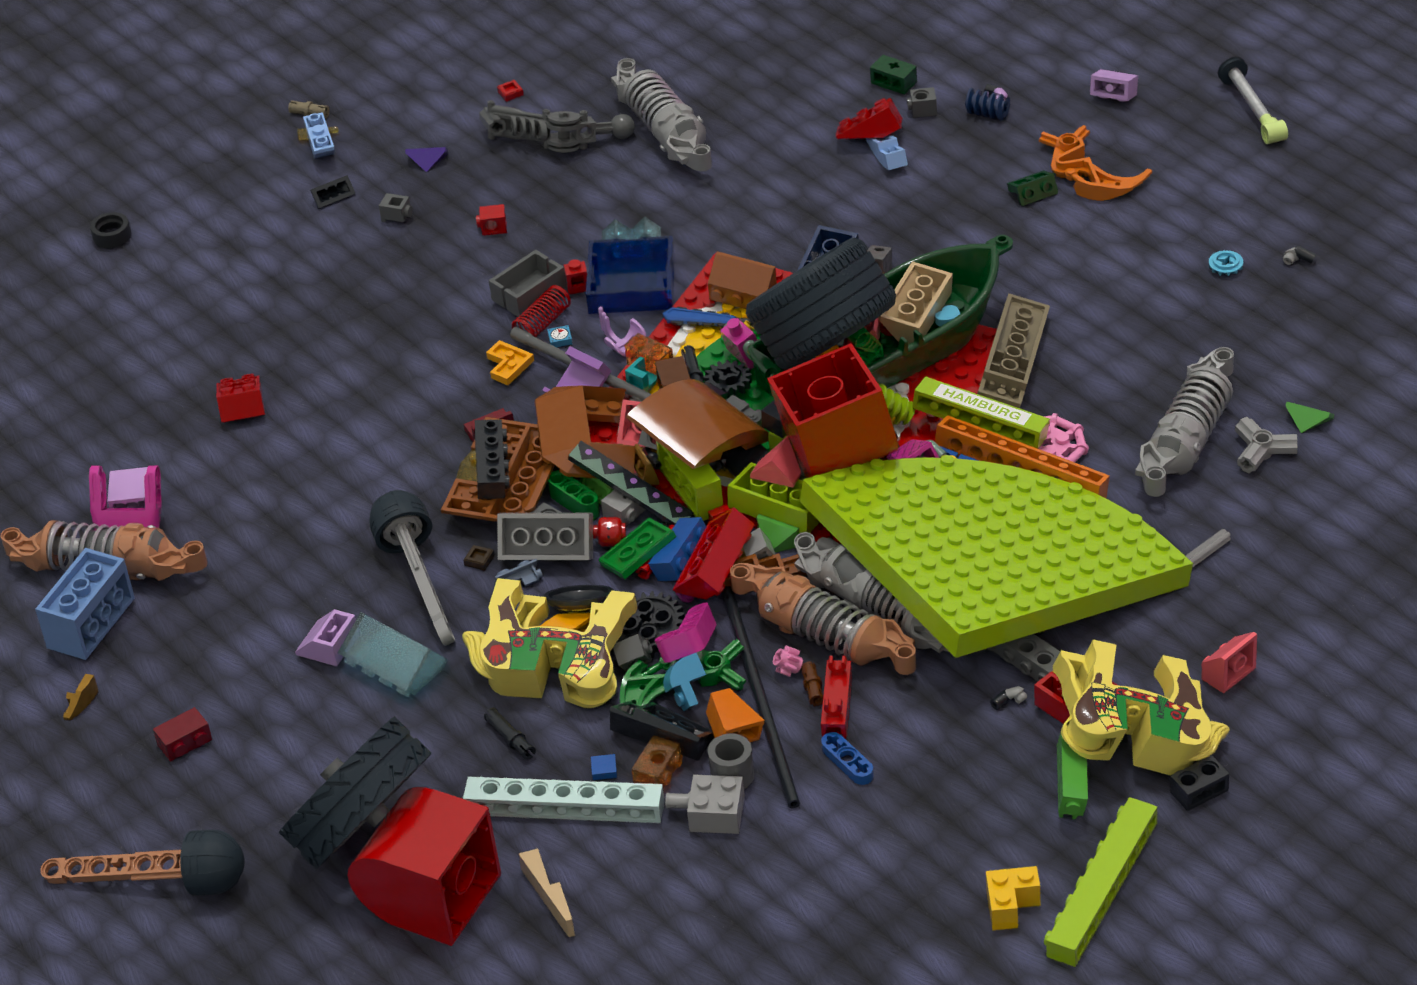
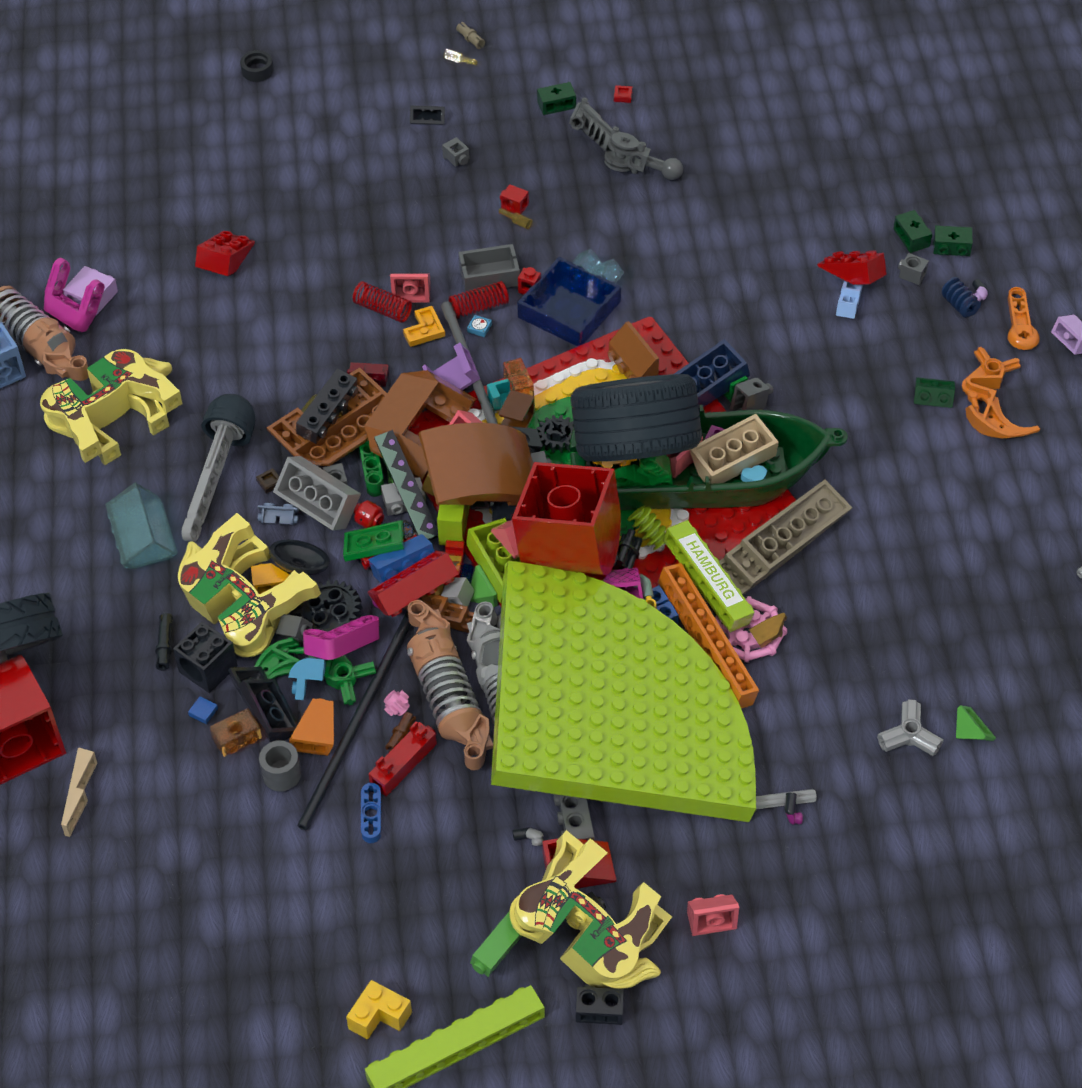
camera: 30 degrees right, 10 degrees up
(245, 554) = (118, 383): none -> light yellow animal
(318, 135) = (454, 62): light blue slope -> none
(327, 637) = (110, 486): lavender slope -> none
(418, 368) = (364, 297): none -> red piece
(427, 157) = (516, 120): dark purple slope -> none
(450, 121) = (556, 98): none -> dark green brick
(463, 334) = (411, 286): none -> coral slope
(515, 234) = (518, 219): none -> clear yellow axle
(567, 799) = (201, 765): light aqua brick -> none
(570, 718) = (205, 657): none -> black brick
(619, 347) = (529, 357): lavender helmet -> none
(664, 114) = (705, 176): light grey piece -> none
(692, 363) = (542, 408): black pin -> none
(697, 317) = (584, 365): blue sword -> none
(712, 803) = (243, 791): light grey brick -> none
(937, 65) = (952, 240): none -> dark green brick
(1062, 106) = (1021, 322): none -> orange beam
(1069, 431) = (769, 629): none -> pearl gold slope
(1188, 421) = (854, 684): light grey piece -> none
(1218, 553) = (790, 805): none -> arm
(1219, 259) = (1028, 540): medium azure gear -> none

